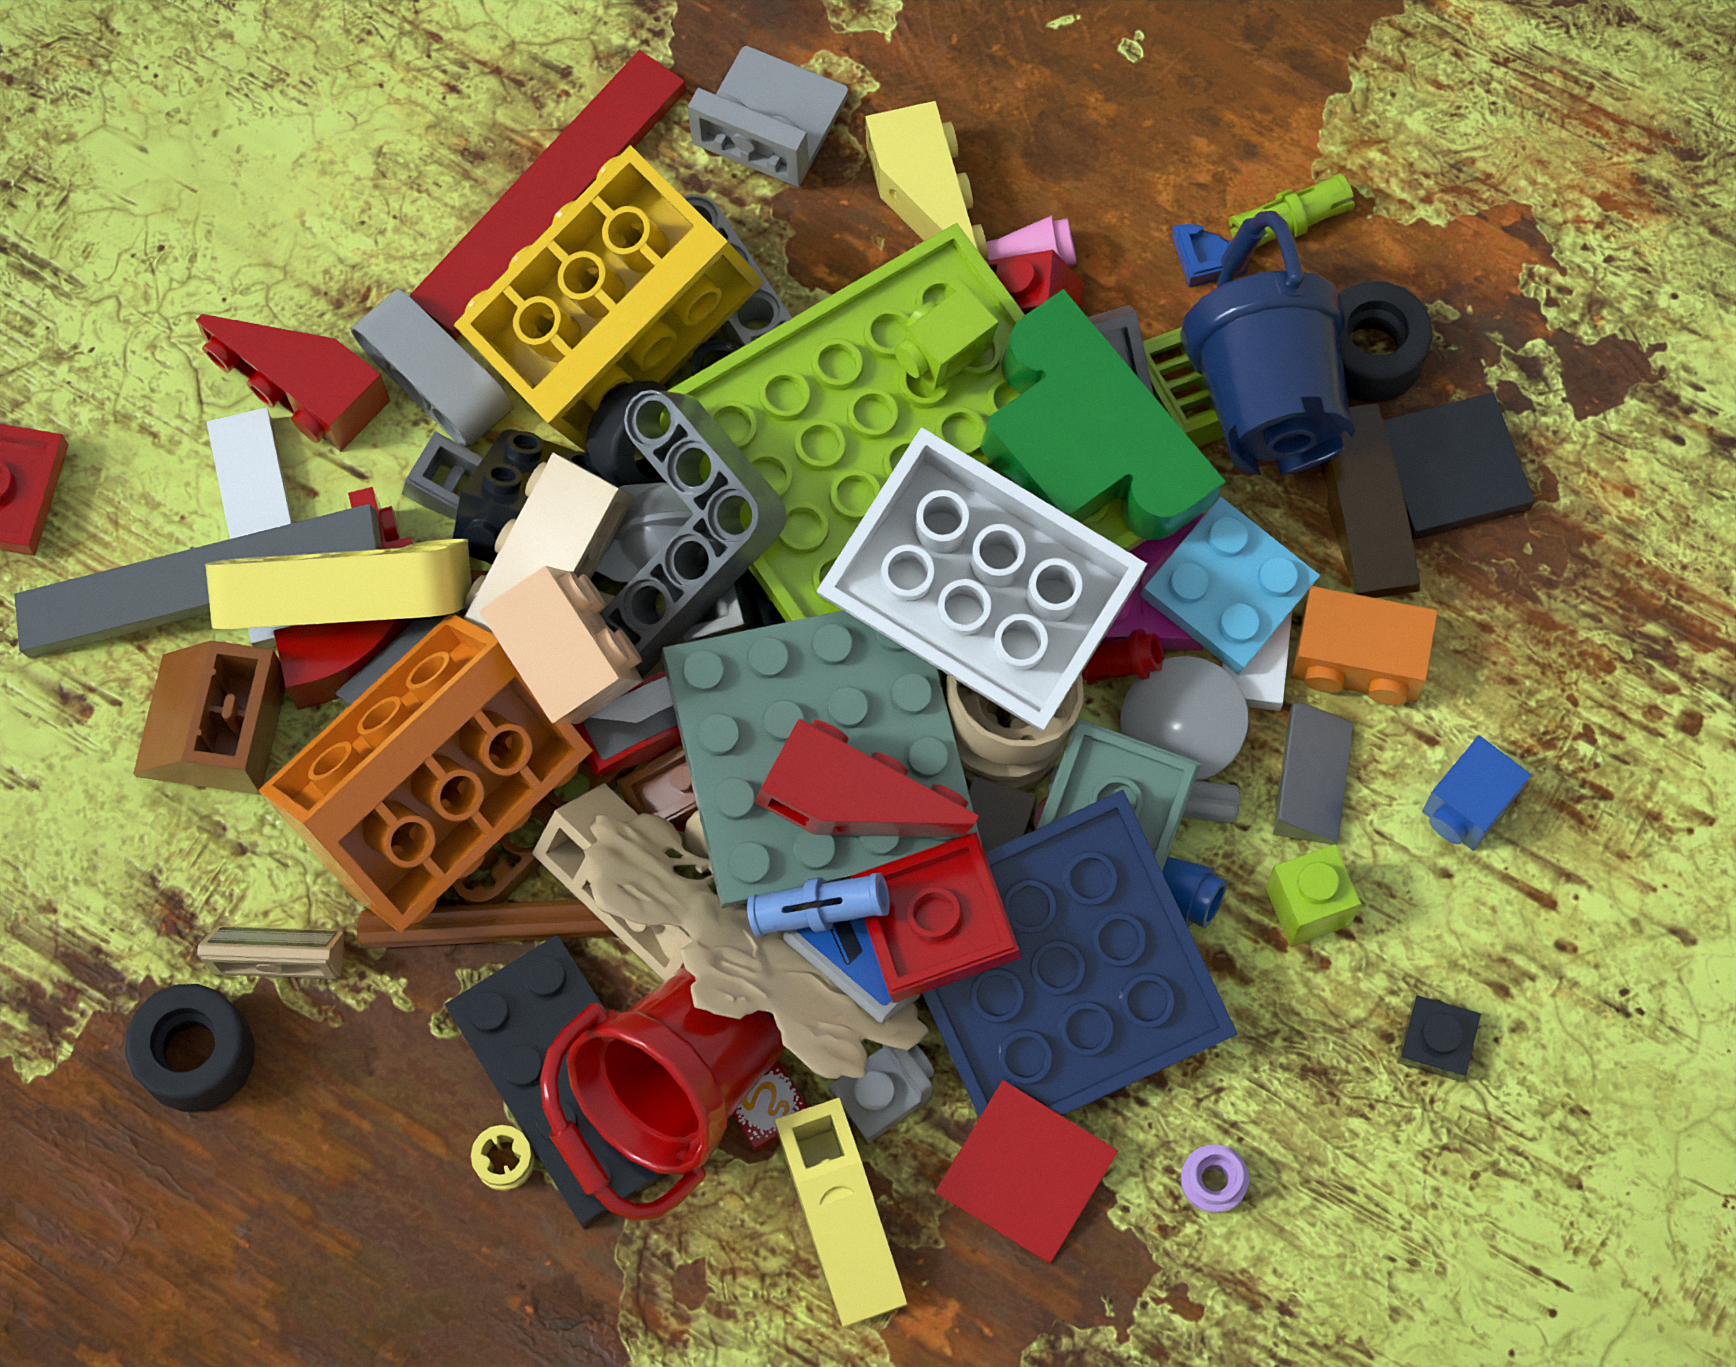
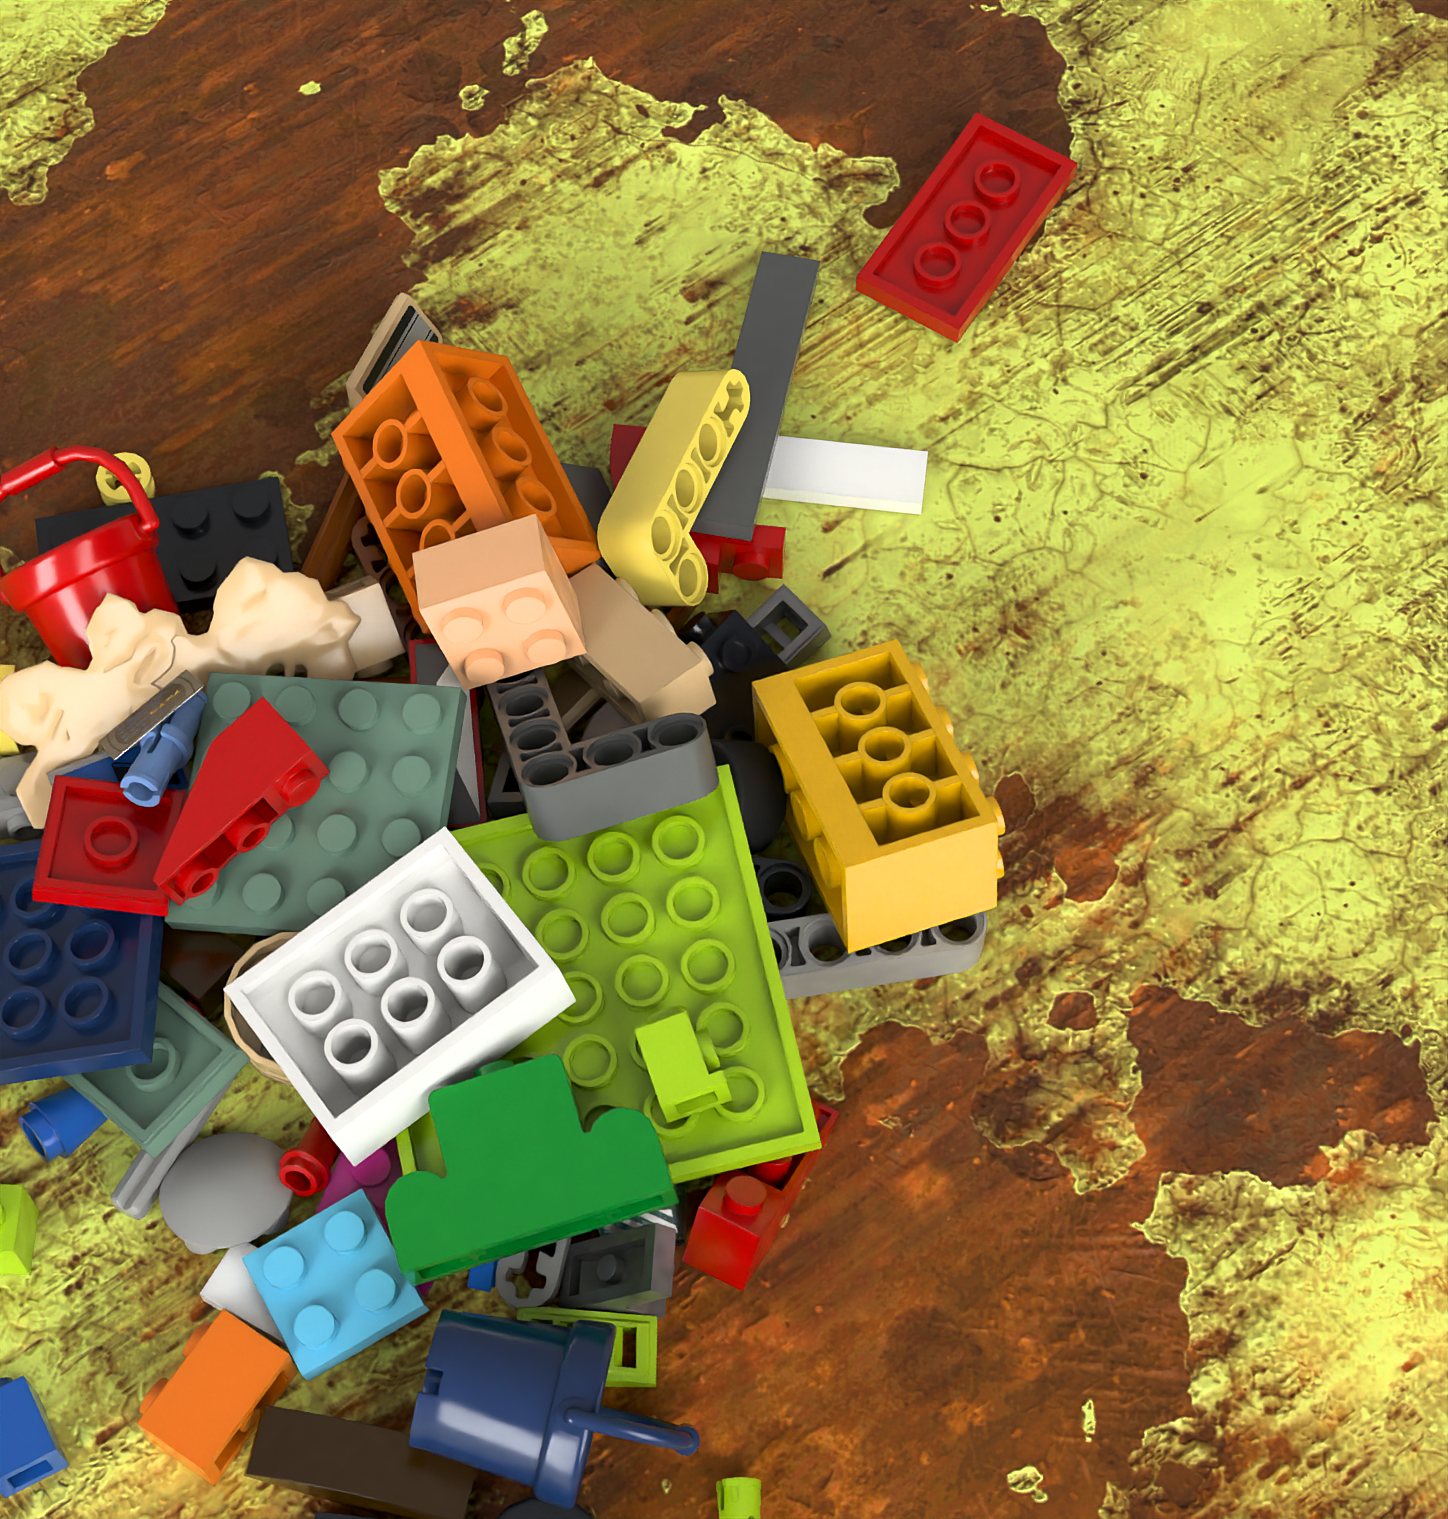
camera: 110 degrees right, 5 degrees down
(162, 1019) = (330, 249): black tyre -> none
(213, 717) = (612, 368): dark orange slope -> none
(308, 374) = (932, 545): red slope -> none
(432, 368) = (940, 632): light grey beam -> none
(561, 174) = (1068, 826): red tile -> none
(767, 115) = (1069, 1053): light grey bracket -> none
(792, 932) = (150, 714): none -> sticker
(916, 171) = (933, 1173): light yellow slope -> none
(1035, 238) = (803, 1263): bright pink cone -> none
(1200, 253) = (733, 1444): blue tile -> none
(1313, 775) = (118, 1294): flat silver slope -> none

